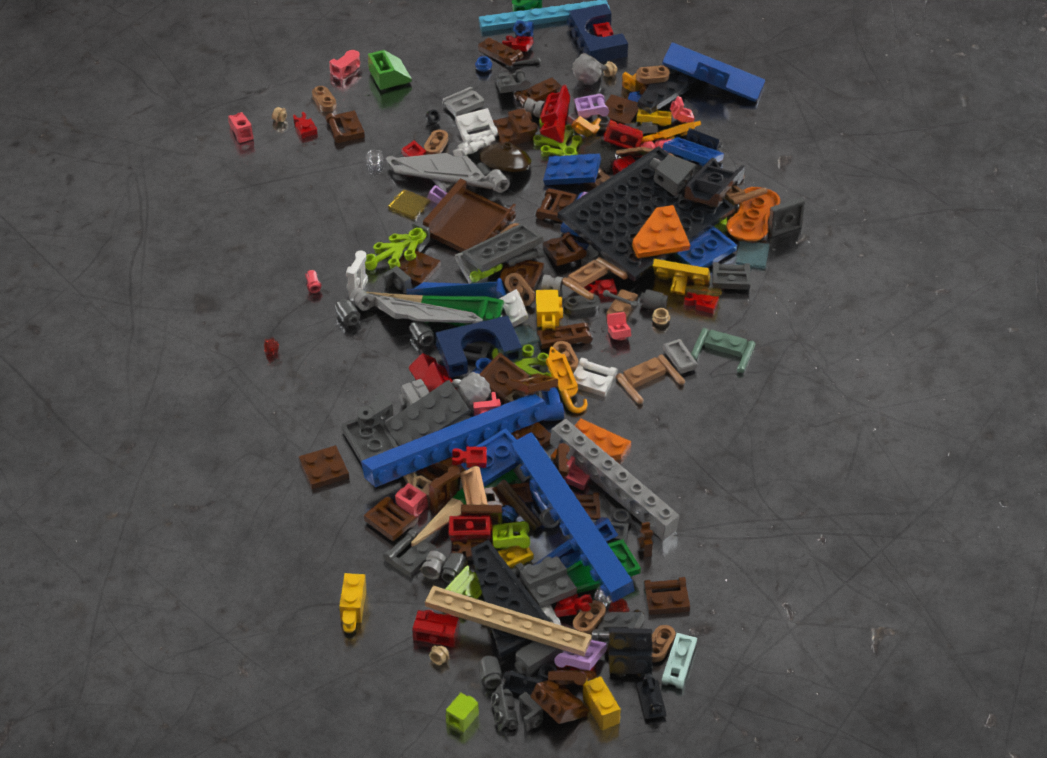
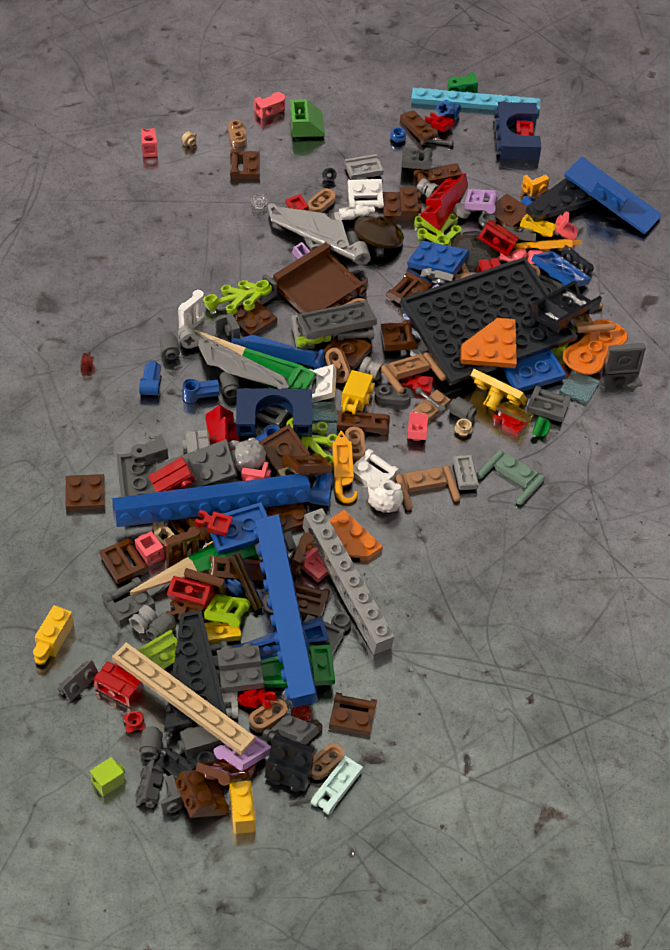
camera: 15 degrees right, 5 degrees up
(304, 126) = (208, 155): red plate -> none
(313, 284) = (151, 309): coral pin -> none
(342, 348) = (150, 382): none -> blue piece
(389, 346) = (193, 390): none -> blue piece
(395, 636) = (81, 679): none -> dark grey hinge
(409, 204) = (273, 254): clear yellow piece -> none
(409, 427) = (173, 476): none -> red brick
(439, 655) = (111, 711): tan plate -> none
(465, 653) = (130, 718): none -> red plate
(473, 486) = (208, 553): light nougat tile -> none
(580, 185) = (437, 276): none -> light grey plate
(584, 127) = (464, 219): light orange bracket -> none
(587, 69) = (492, 163): light grey animal -> none
(611, 69) = (515, 168): tan plate -> none
(615, 393) = (384, 494): none -> white animal
(634, 151) = (502, 256): medium nougat piece -> none
(645, 542) = (353, 651): reddish brown plate -> none
(651, 697) = (294, 815): black hinge -> none
(652, 74) = (551, 183): medium nougat plate -> none
(672, 173) = (526, 287): dark grey torso -> none
(734, 298) = (541, 427): none -> green plate

